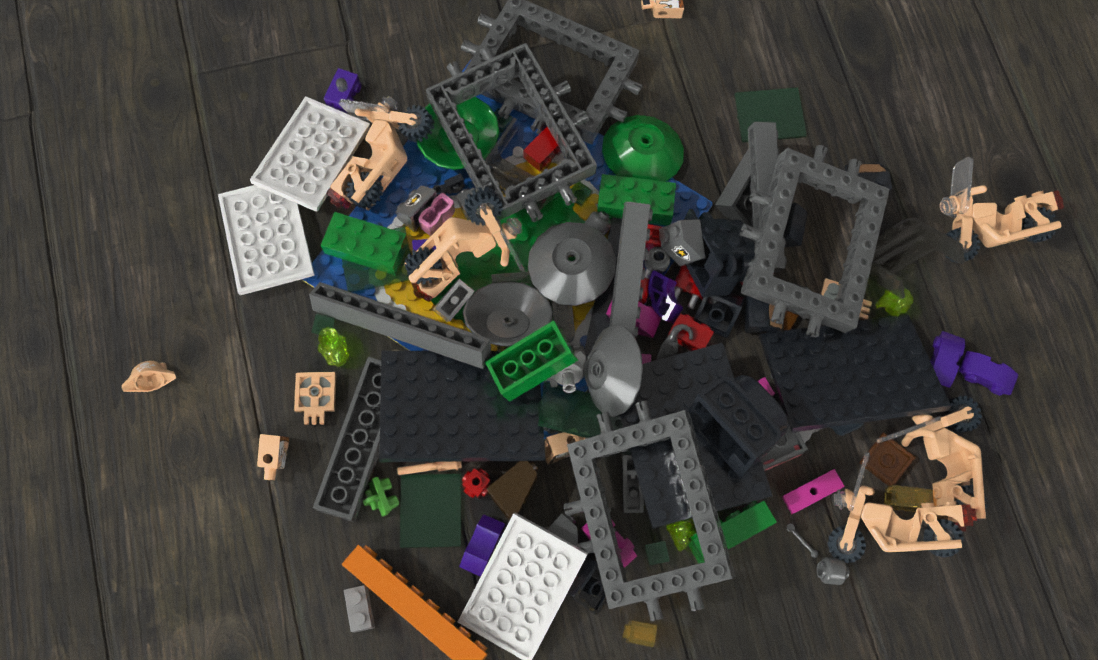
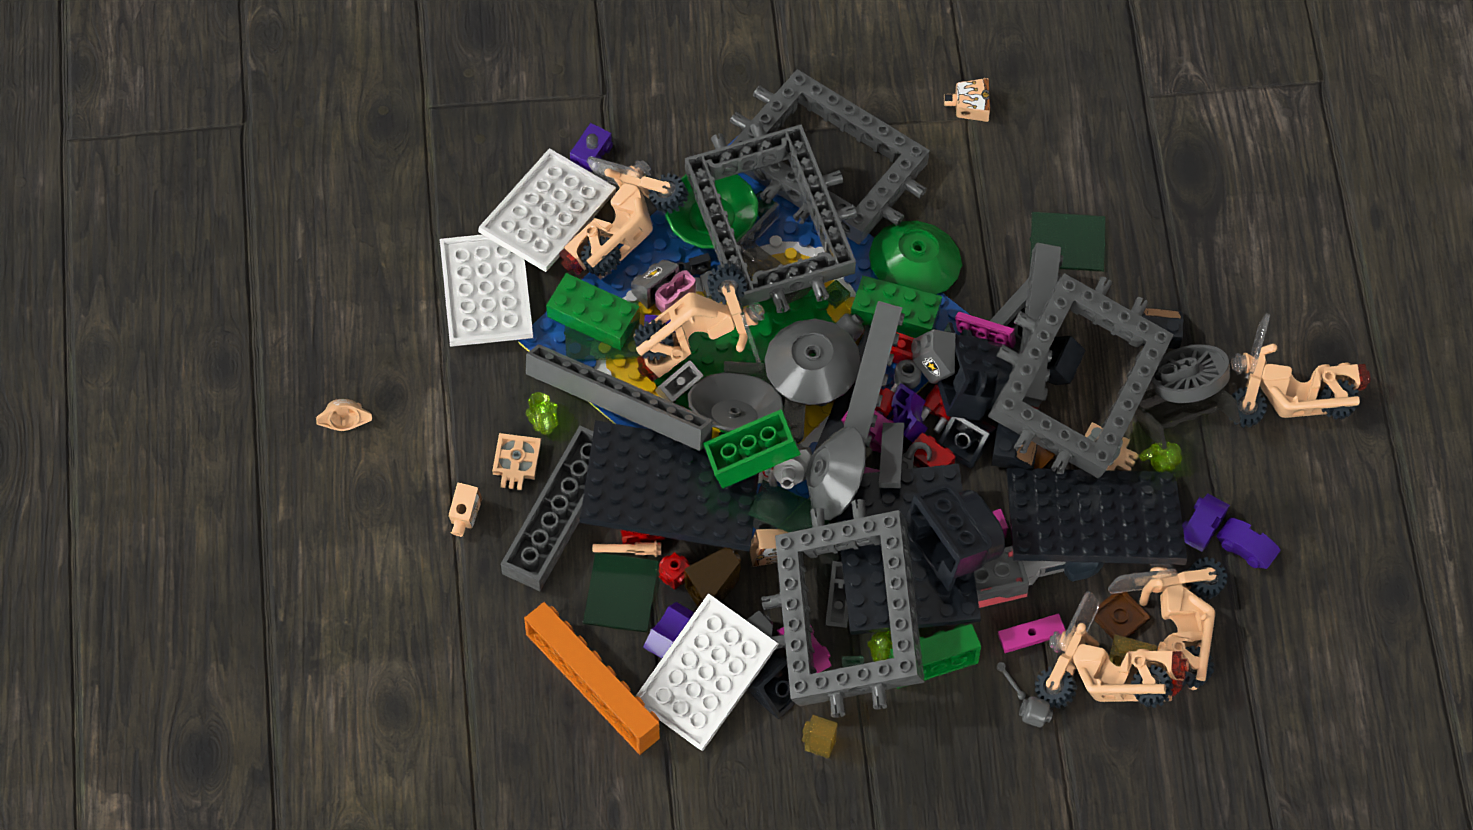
camera: 10 degrees right, 10 degrees down
(322, 321) = (534, 385): clear green plate -> none
(359, 609) = (533, 671): light grey brick -> none
(377, 497) = (568, 569): bright green hips -> none
(541, 150) = (801, 242): red brick -> none
(660, 344) = (891, 455): none -> dark grey tile
(719, 208) = (986, 329): none -> dark pink tile
(925, 219) = (1182, 369): none -> dark grey piece

